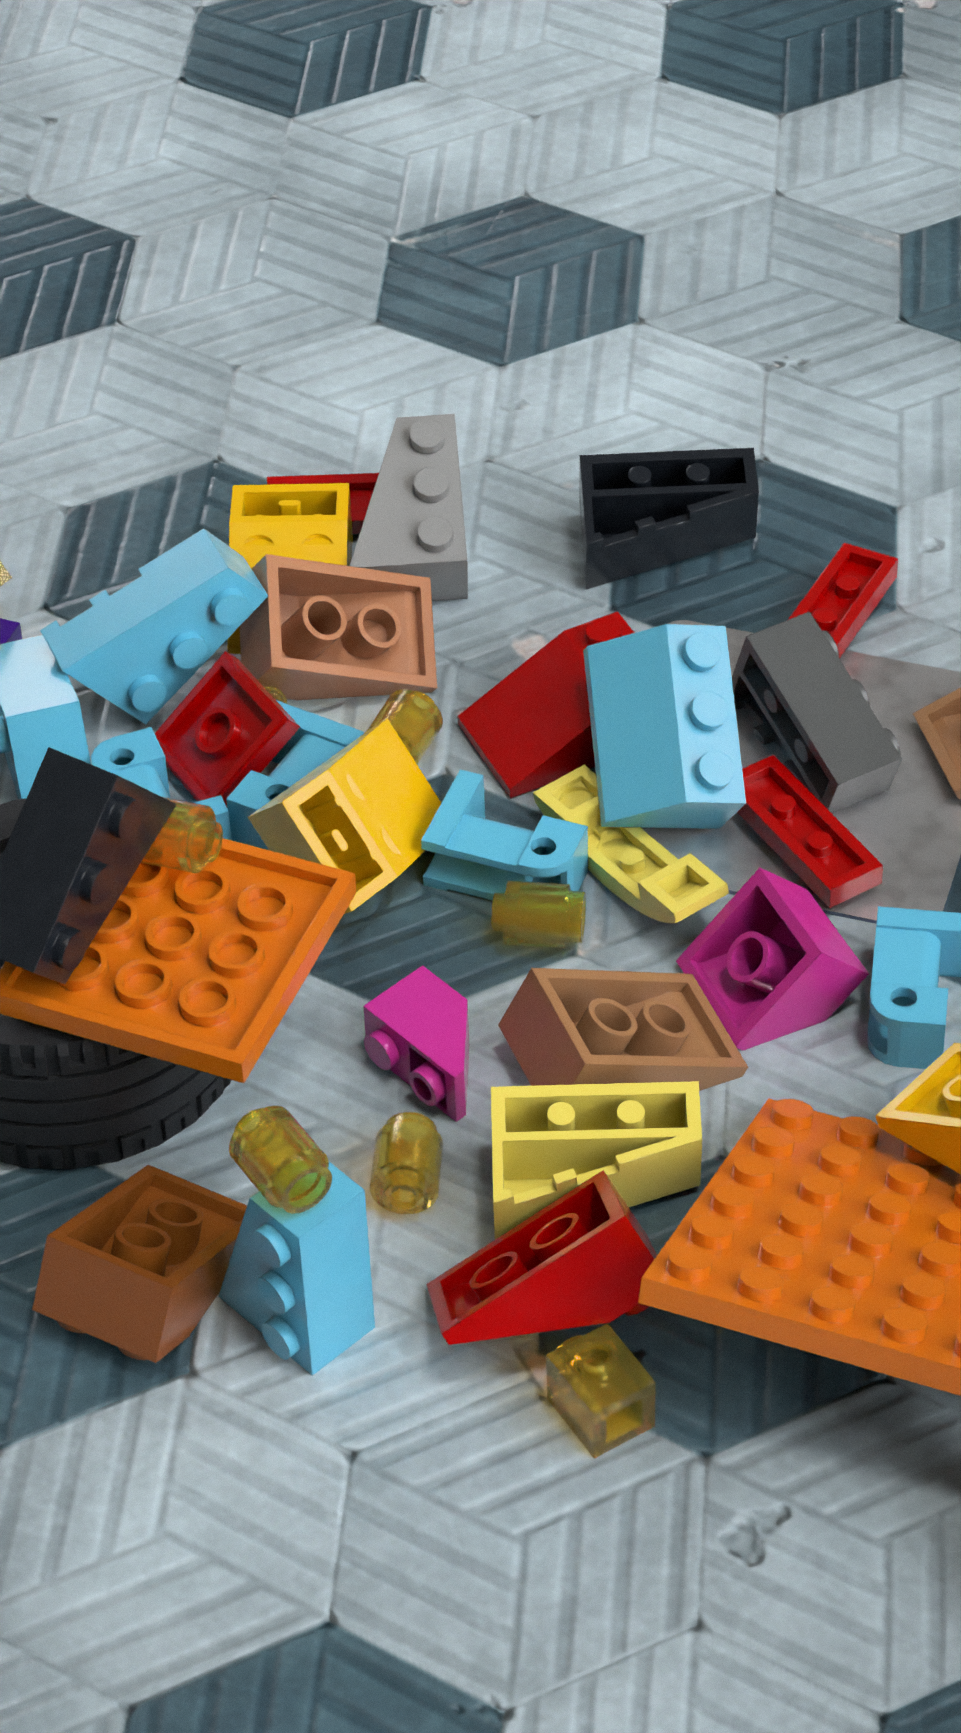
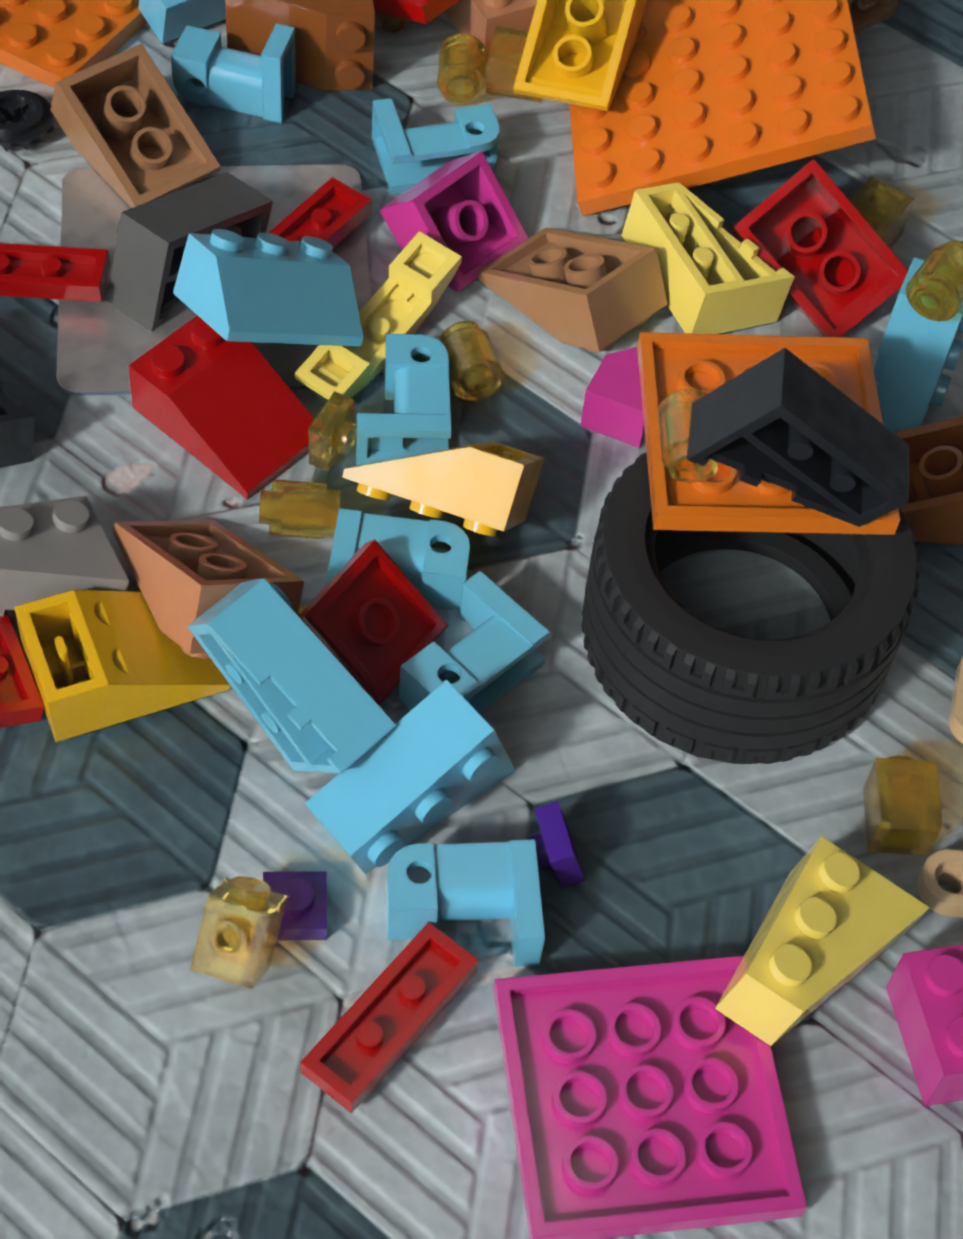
camera: 120 degrees left, 10 degrees up
(501, 777) = (332, 432): none -> clear yellow plate

